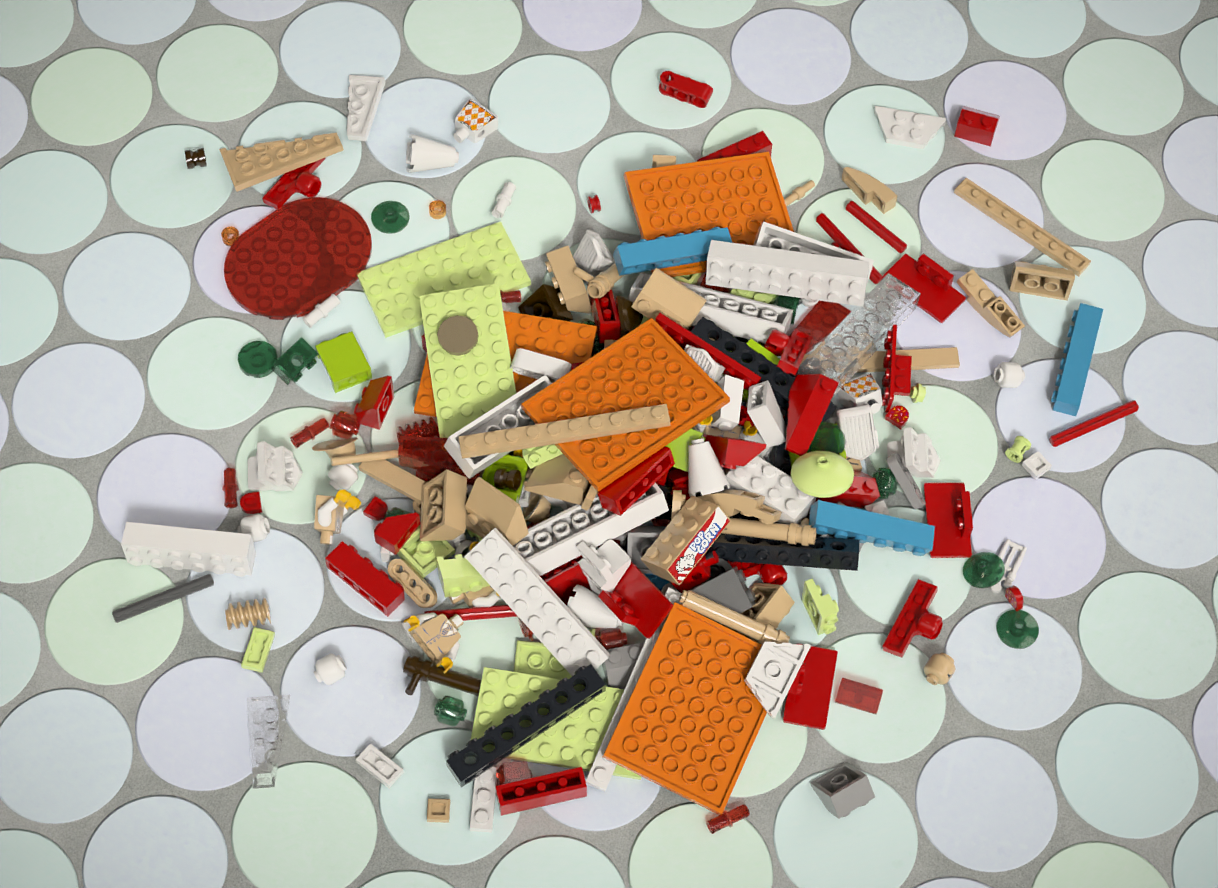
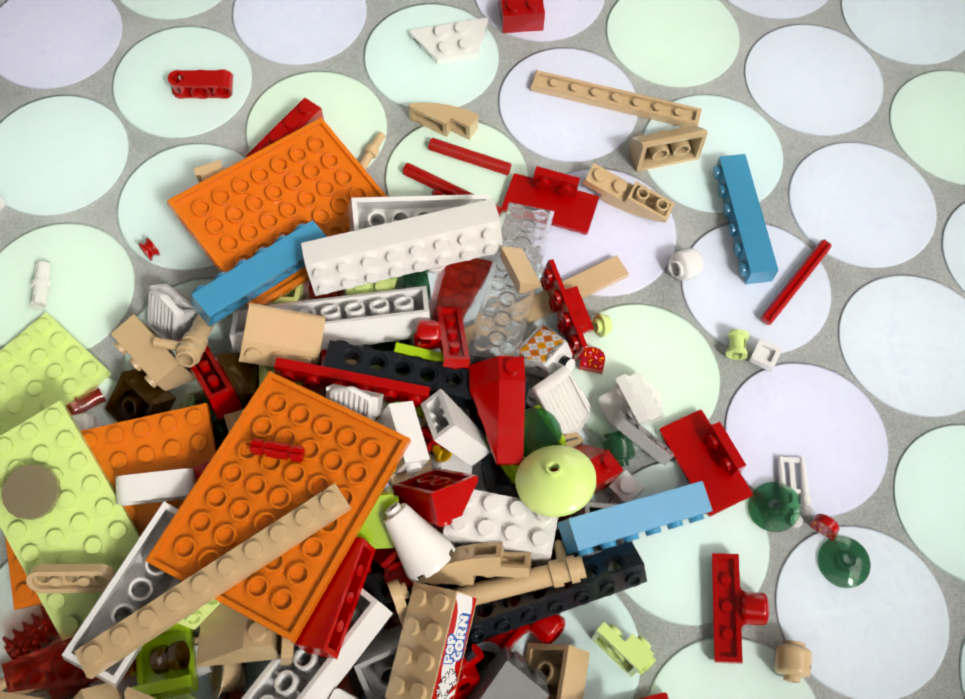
camera: 25 degrees left, 5 degrees up
(456, 401) = (70, 578): none -> tan plate
(636, 369) = (277, 450): none -> red axle
(868, 323) = (519, 269): none -> tan slope

